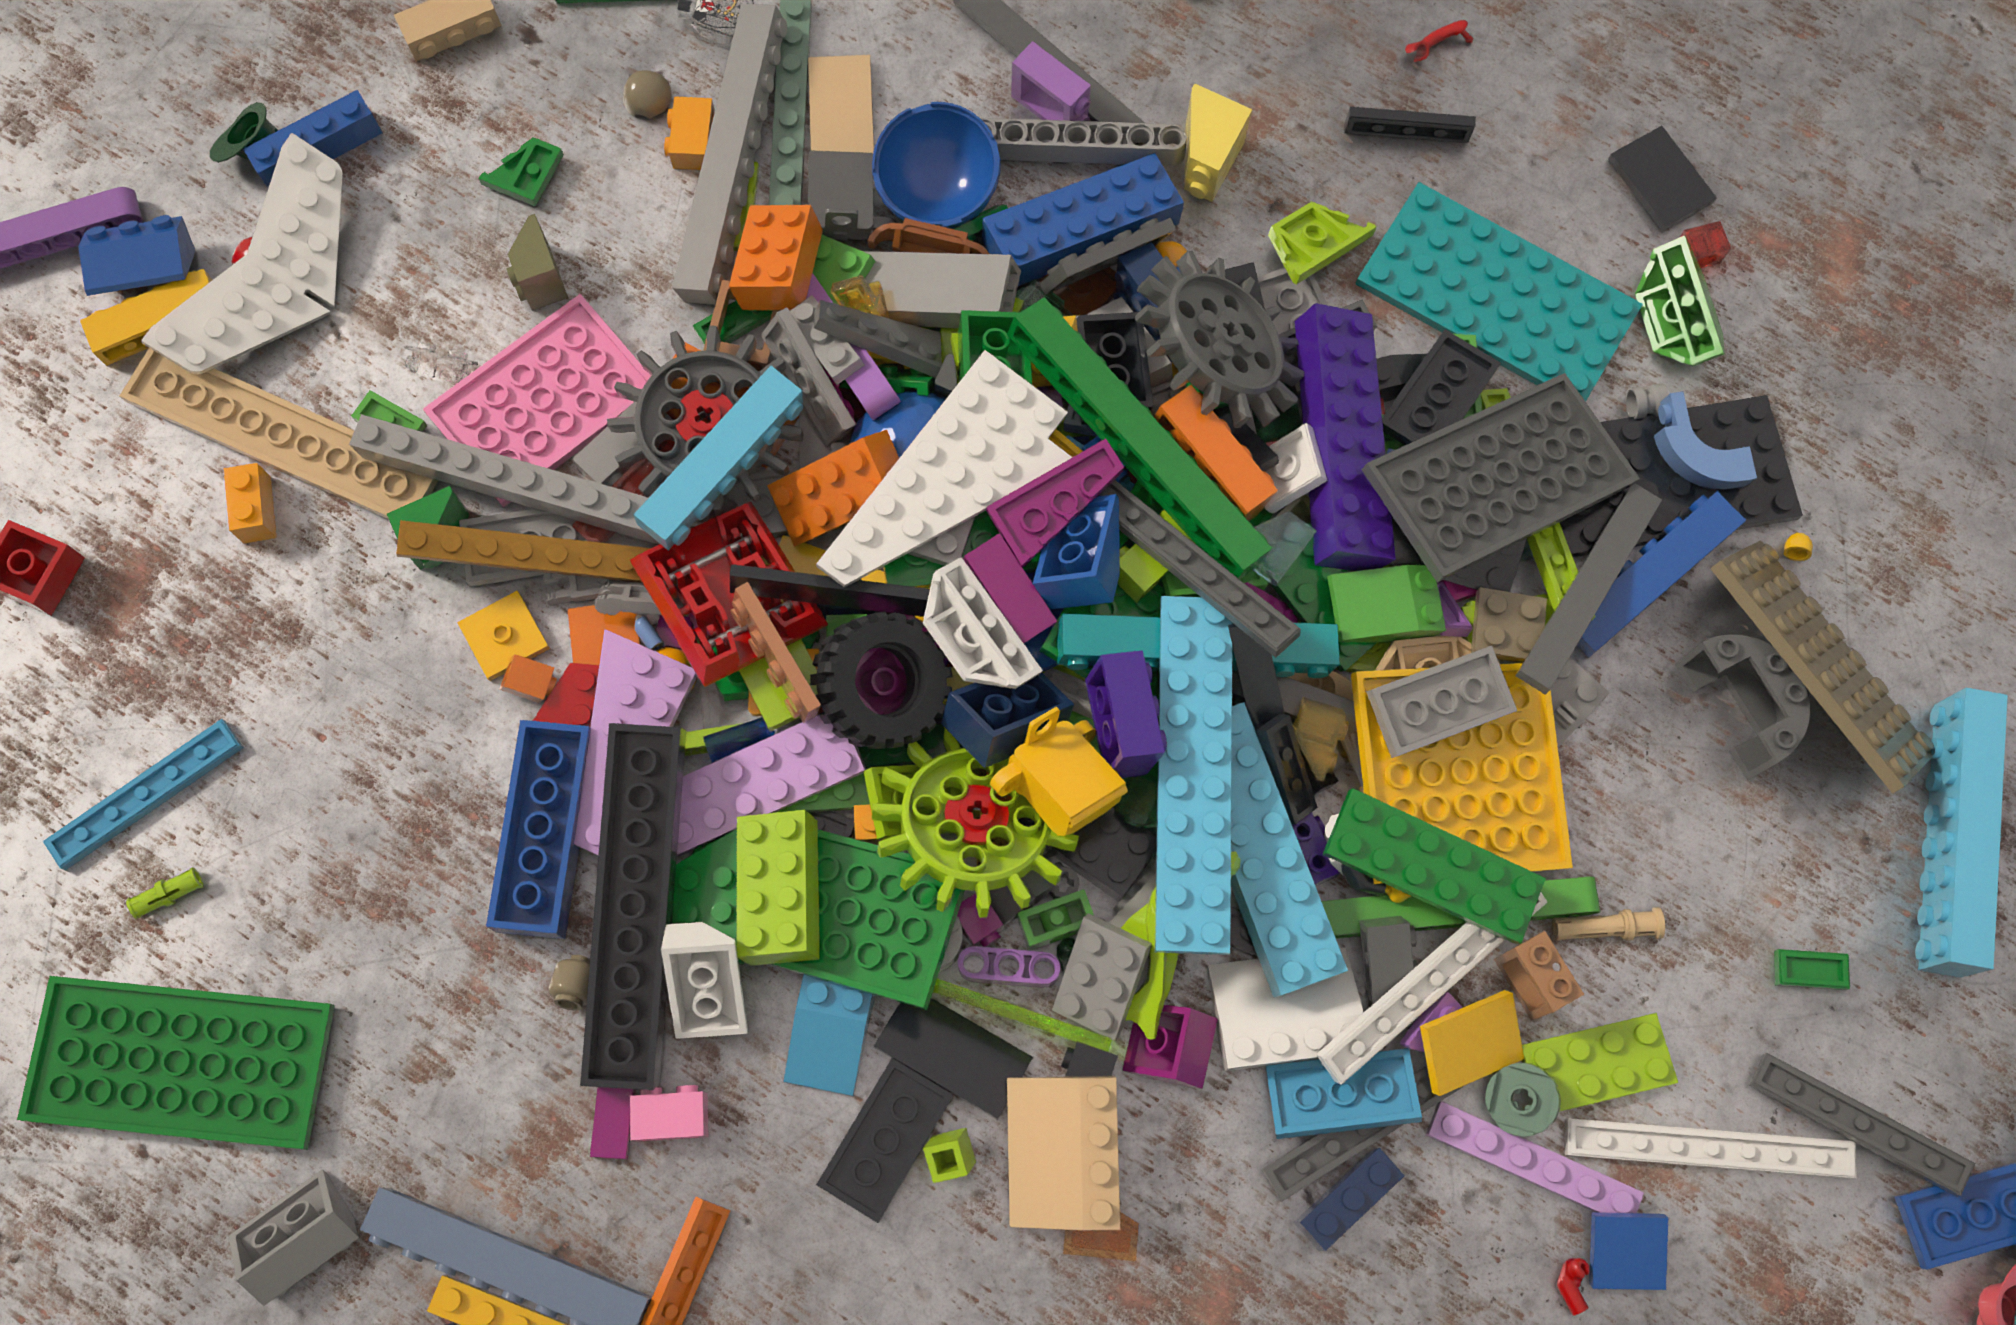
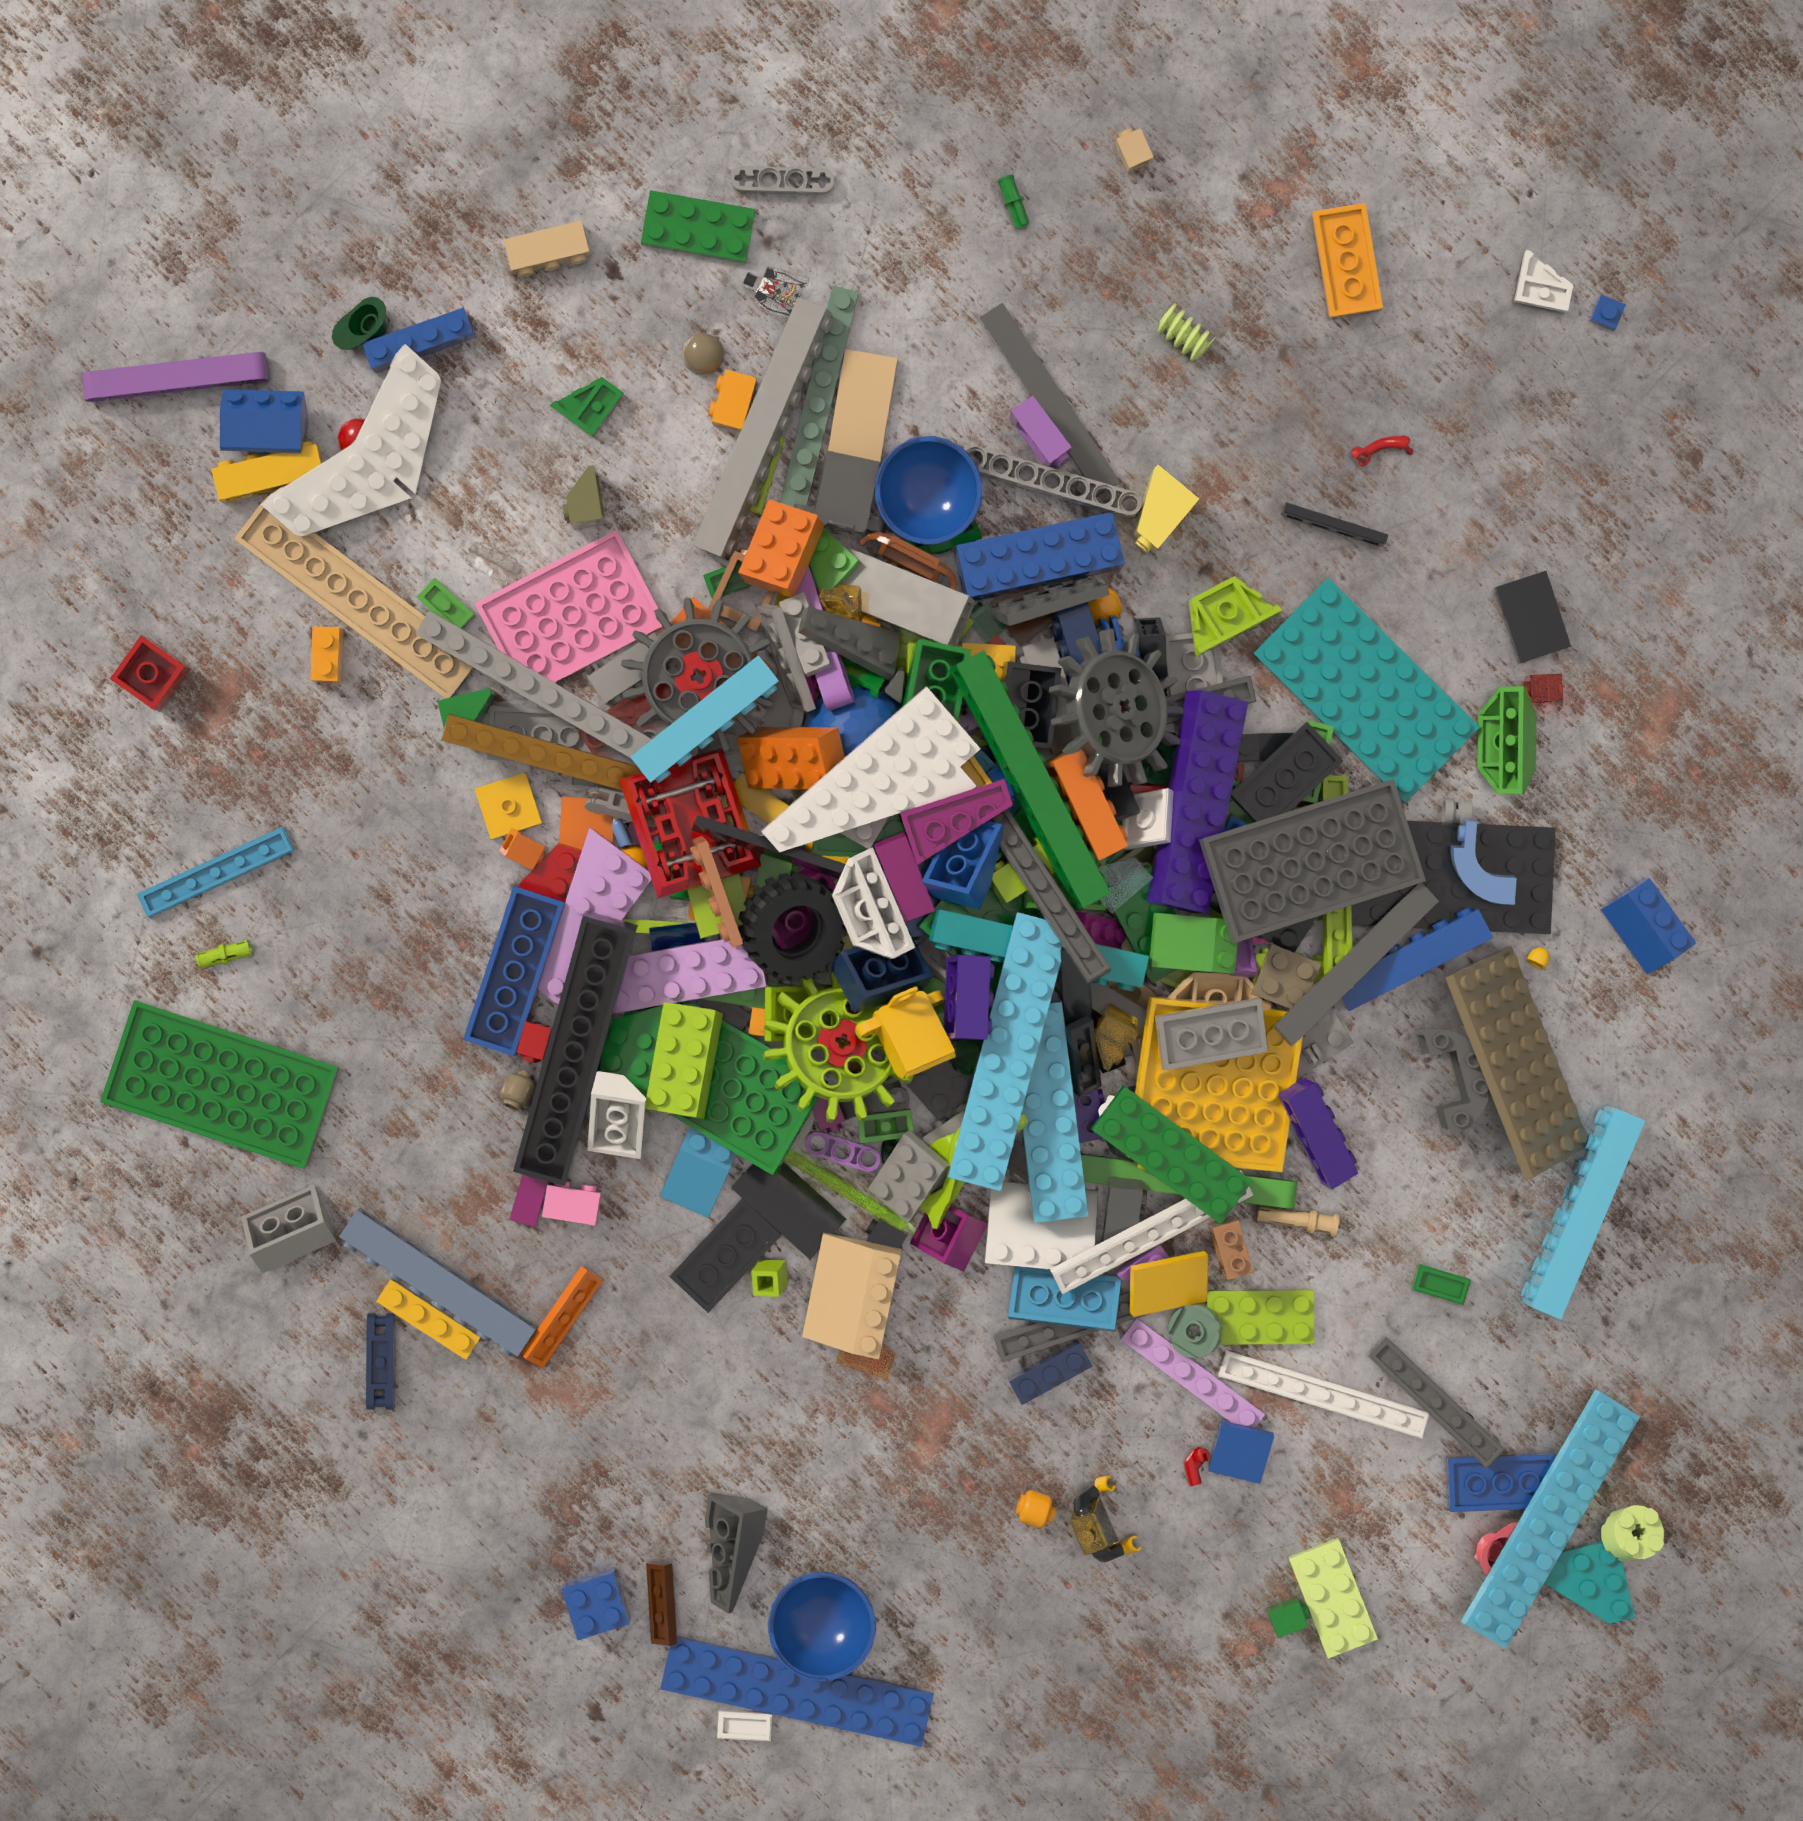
camera: 15 degrees right, 15 degrees up
(577, 909) = (534, 1041): none -> red brick
(1605, 807) = (1318, 1133): none -> dark purple brick
(1915, 479) = (1648, 925): none -> blue slope

